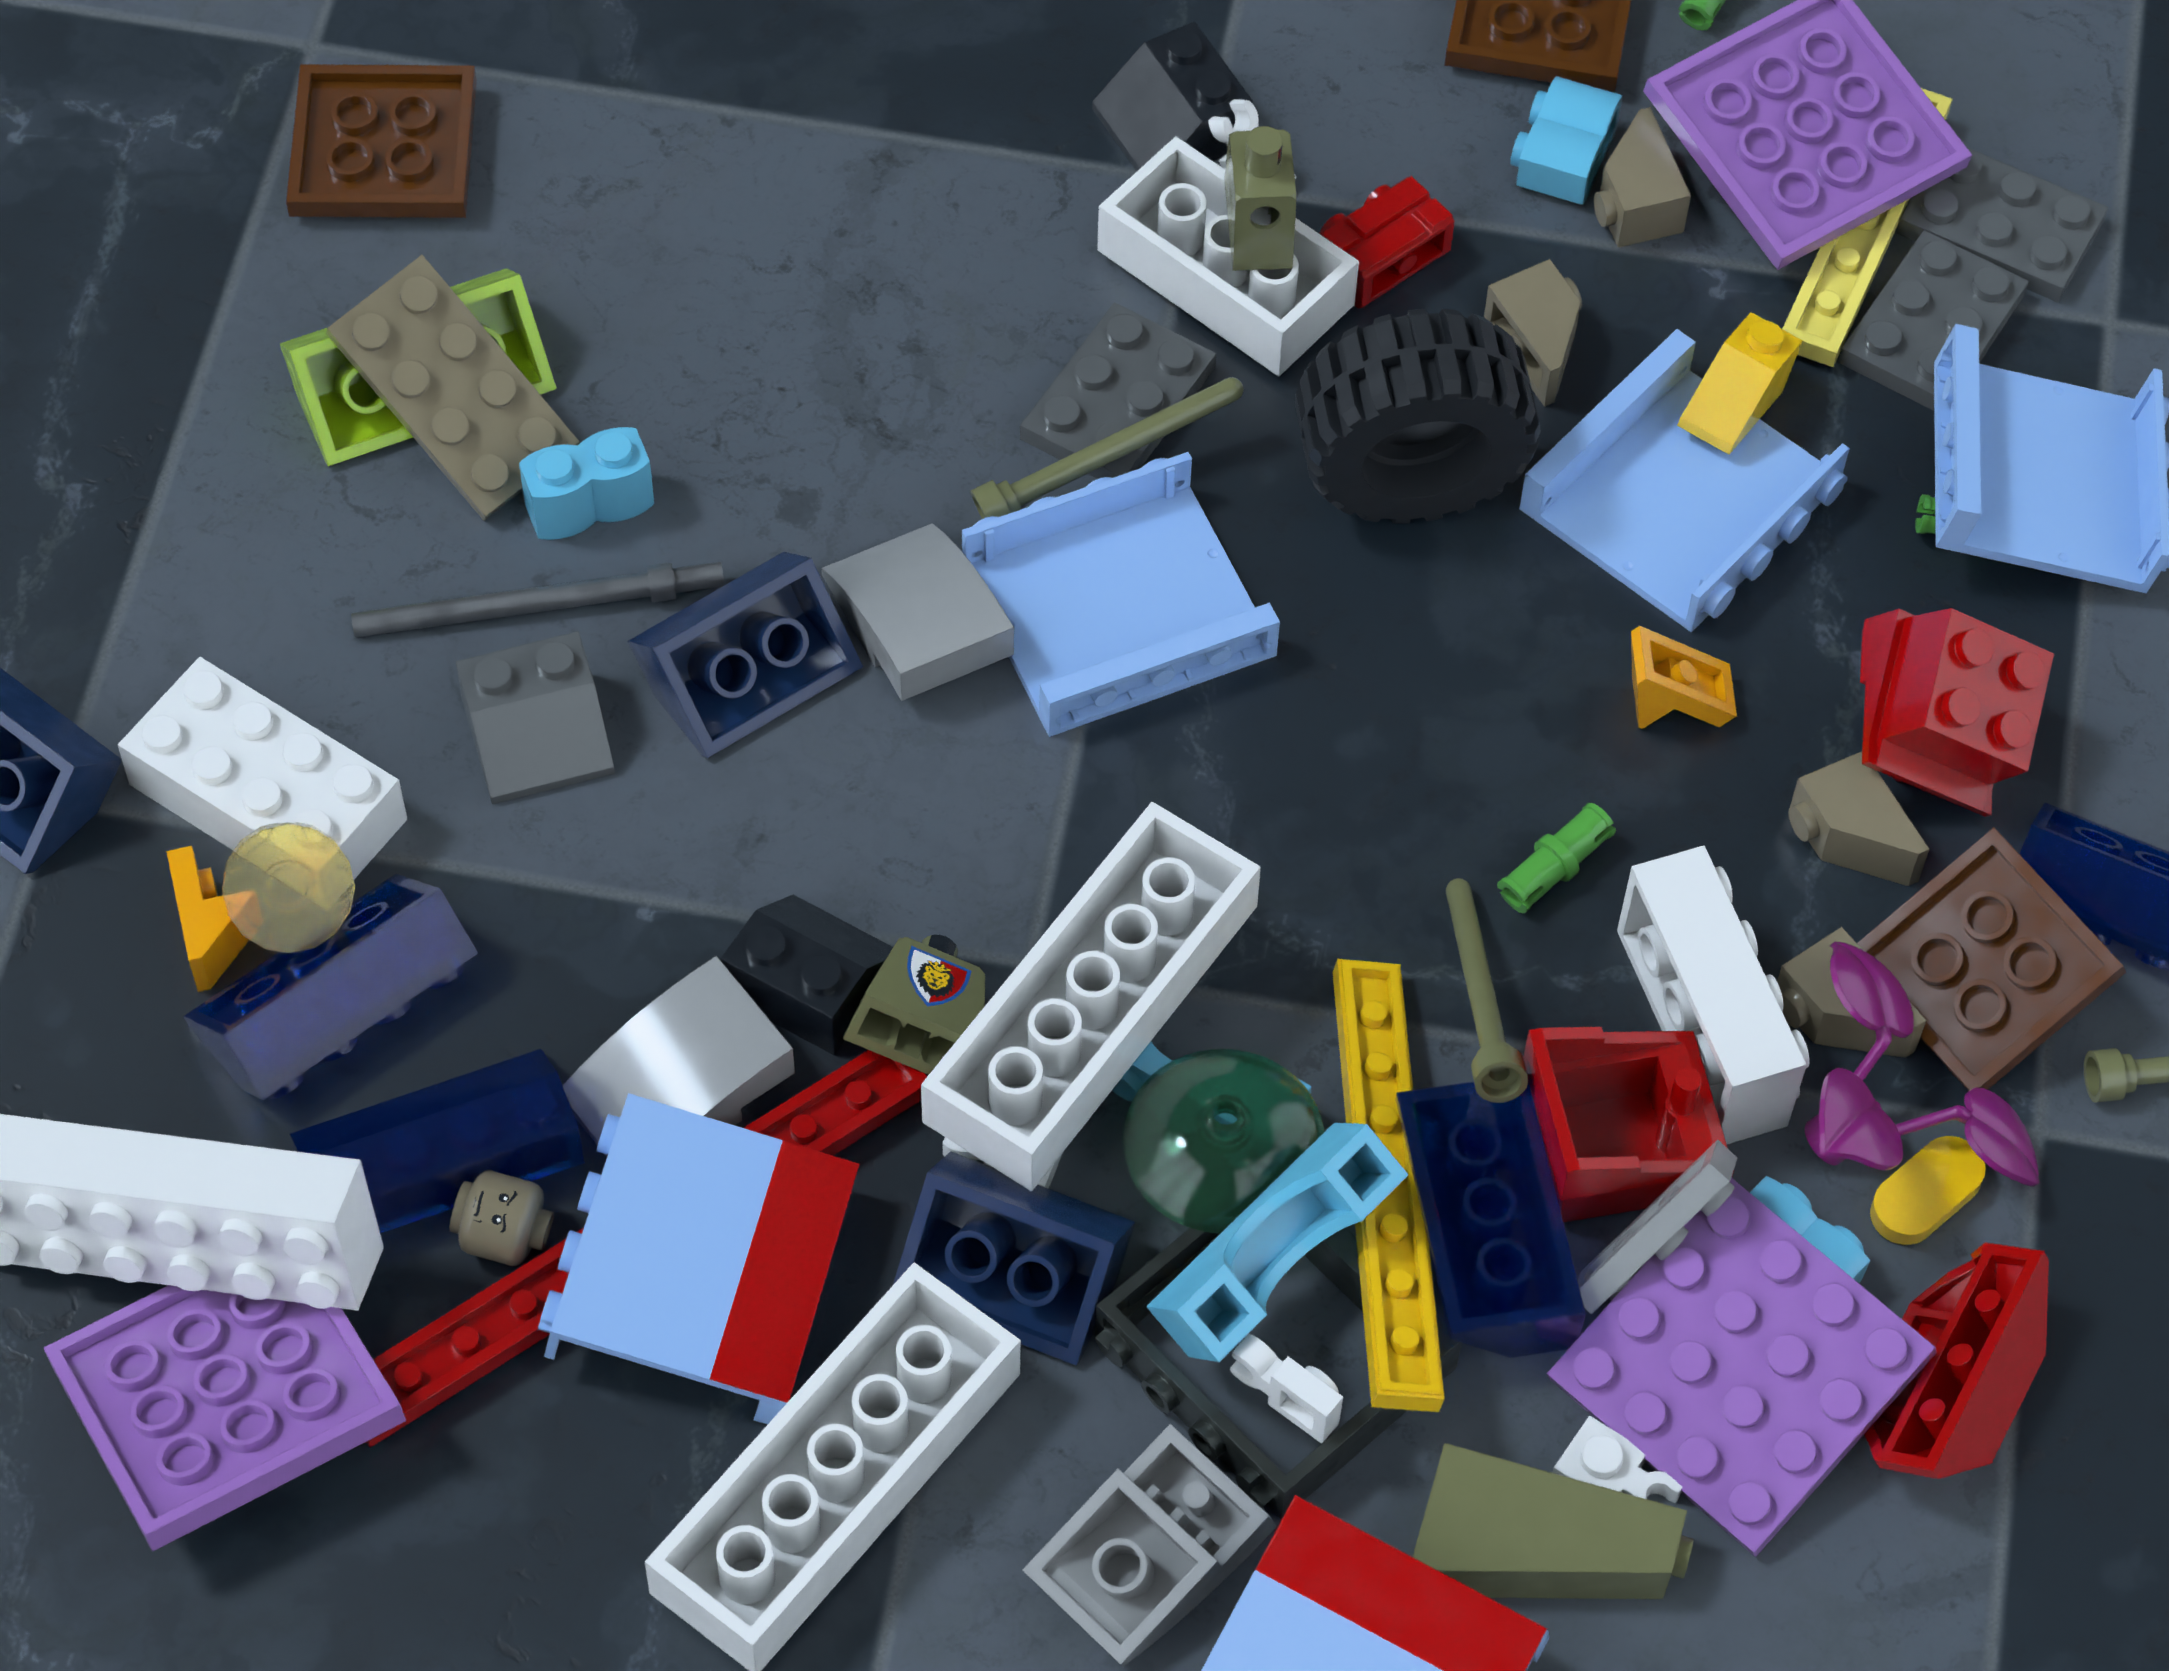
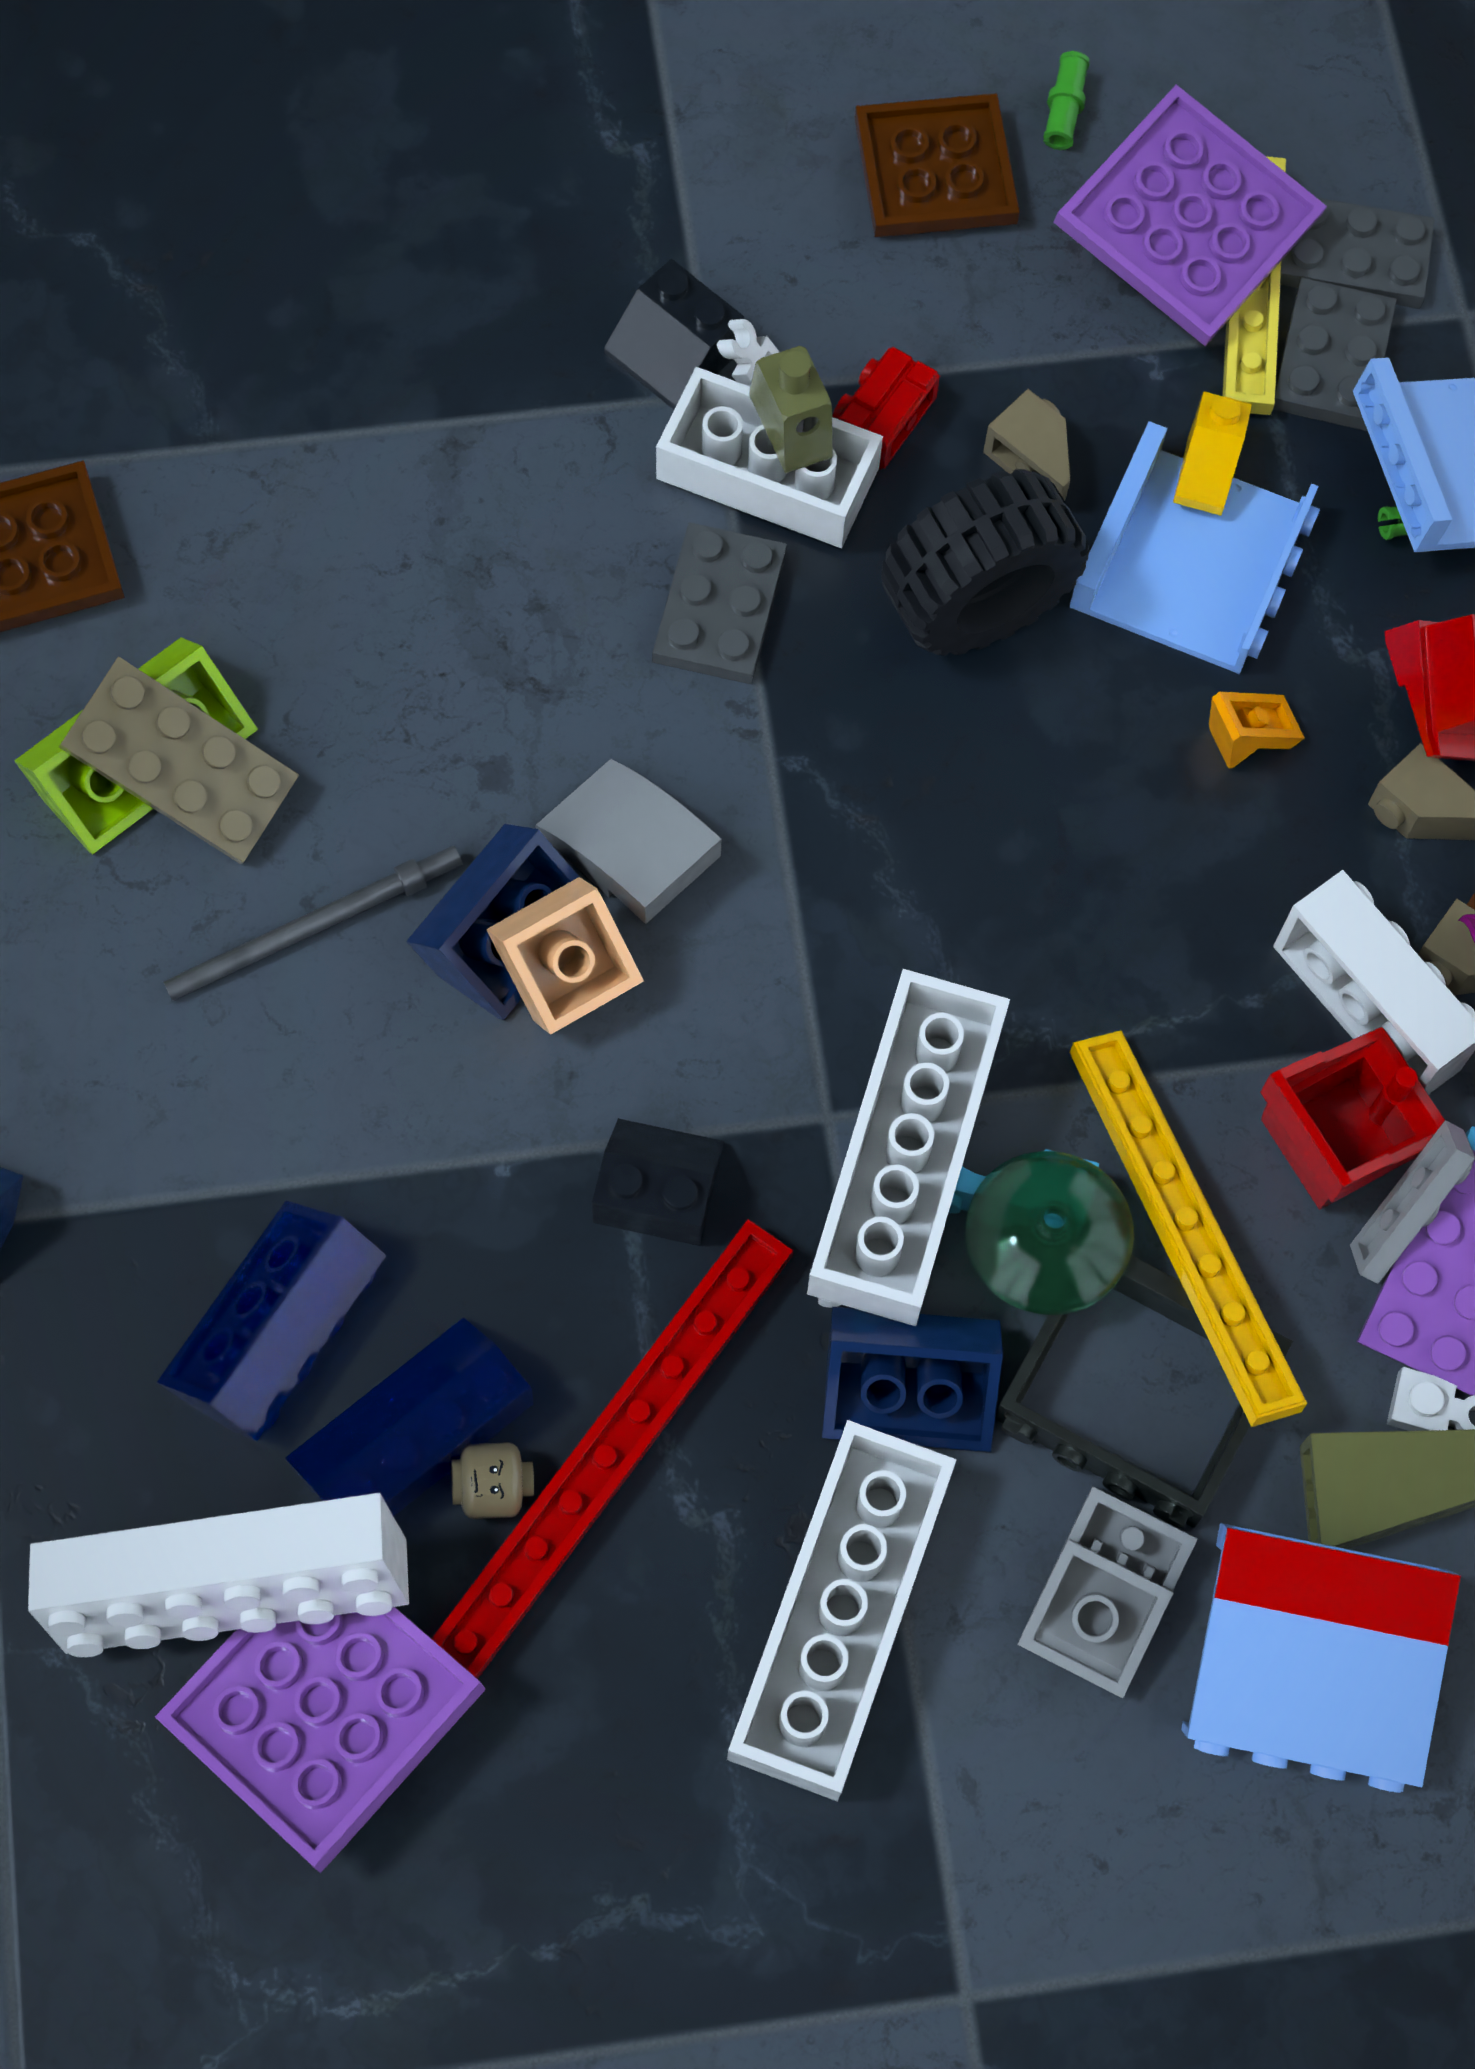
camera: 20 degrees left, 10 degrees up
(208, 931) = (154, 1301): light orange slope -> none
(246, 763) = (148, 1157): white brick -> none
(288, 886) = (212, 1252): clear yellow tile -> none
(535, 717) = (353, 1031): dark grey slope -> none
(587, 483) = (327, 805): medium azure brick -> none
(691, 1049) = (586, 1307): light grey slope -> none
(701, 1251) = (667, 1463): light blue panel -> none
(793, 699) = (565, 955): none -> light nougat brick
(918, 1003) = (768, 1191): olive torso -> none
(1002, 498) = (661, 726): olive piece -> none
(1118, 595) = (785, 779): light blue panel -> none
(1232, 1278) = (1155, 1256): medium azure arch -> none
(1296, 1392) = (1188, 1432): white plate -> none
(1492, 1220) = (1279, 1227): clear blue slope -> none
(1497, 1067) = (1249, 1108): olive piece -> none
(1556, 857) = (1210, 901): bright green pin -> none
(1567, 139) = (999, 277): medium azure brick -> none
(1642, 186) = (1073, 301): dark tan slope -> none

